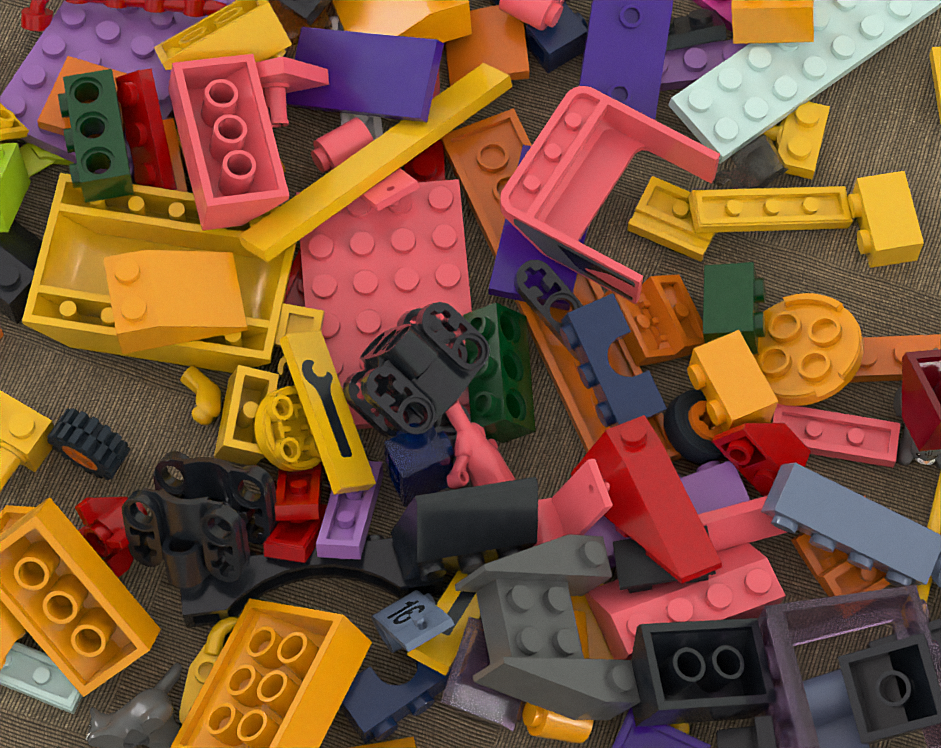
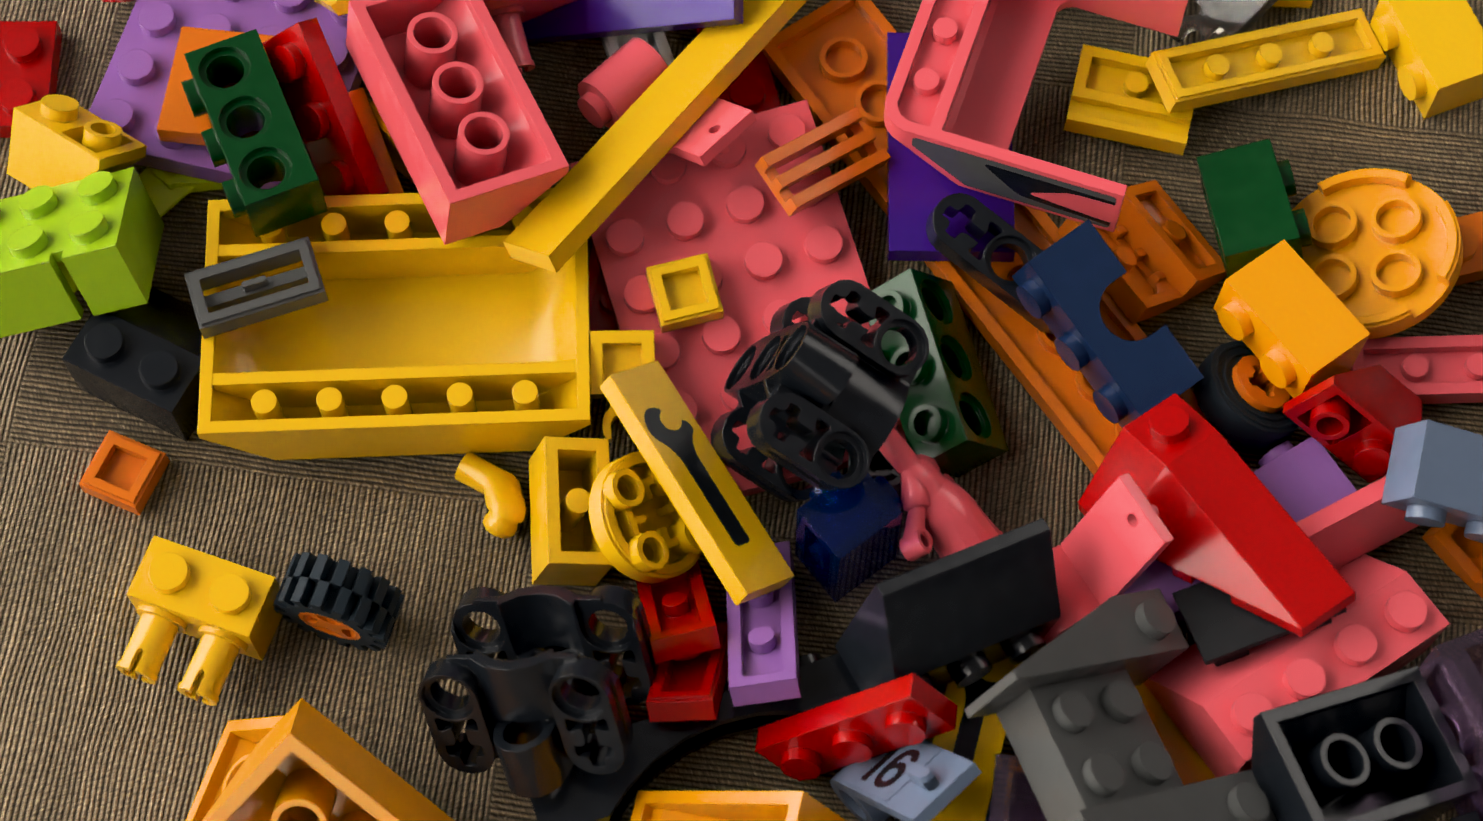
camera: 10 degrees left, 0 degrees up
(106, 530) = (396, 729): red brick -> none
(111, 236) = (257, 297): none -> dark grey tile
(173, 297) = (423, 353): light orange slope -> none
(349, 290) = (684, 292): none -> yellow tile
(391, 585) = (857, 728): none -> red plate
(487, 212) = (858, 140): none -> orange tile

